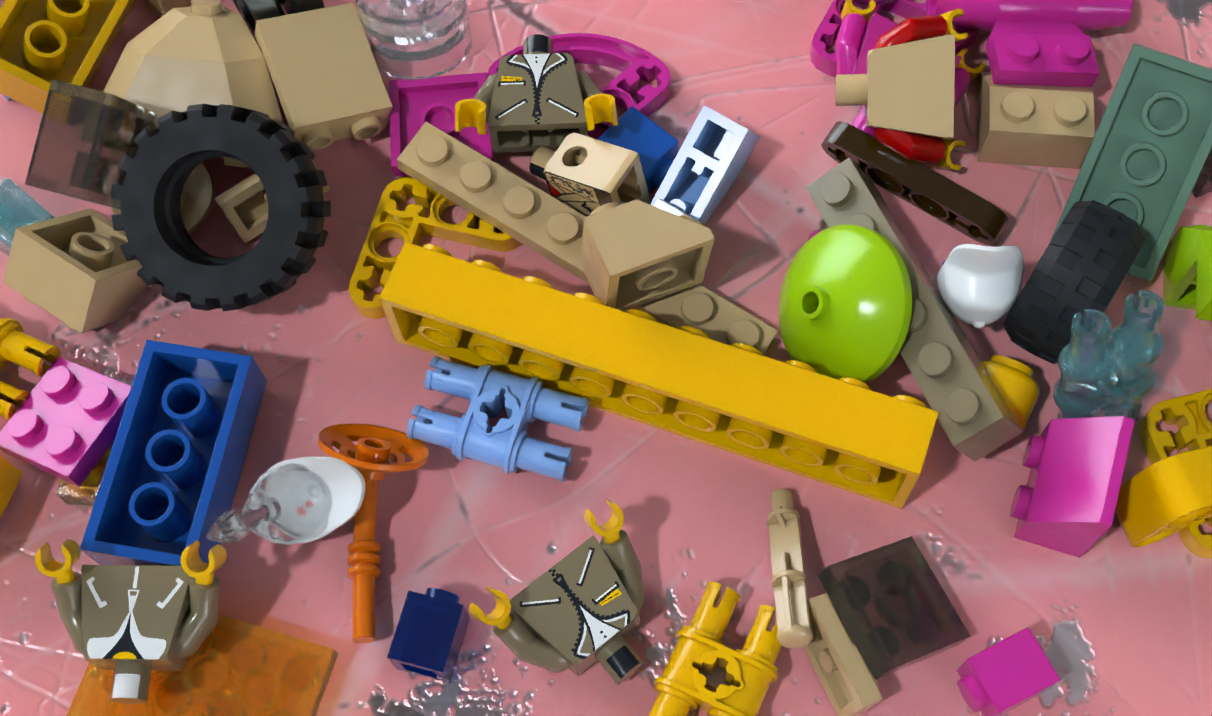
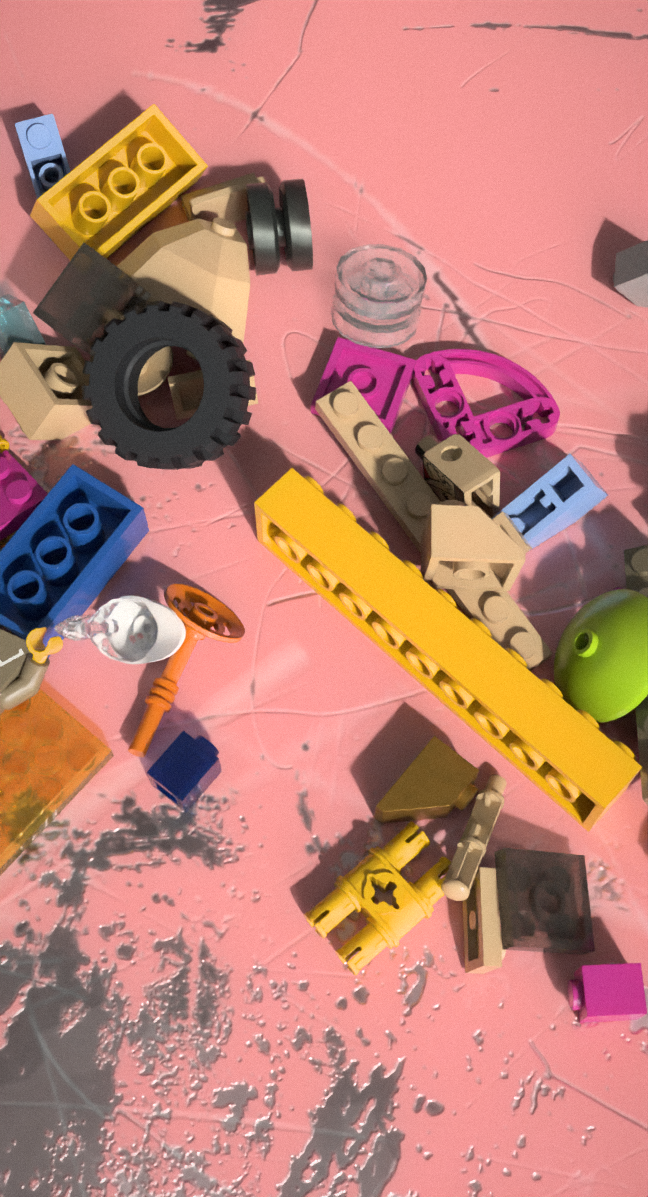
camera: 20 degrees right, 0 degrees up
(325, 74) = (290, 314): tan panel -> none
(409, 228) = (305, 457): yellow beam -> none
(508, 441) = (307, 651): light blue pin -> none
(535, 100) = (441, 397): dark tan torso -> none
(578, 607) = (303, 798): dark tan torso -> none
(652, 143) = (514, 463): blue brick -> none
(712, 533) = (429, 786): none -> pearl gold slope

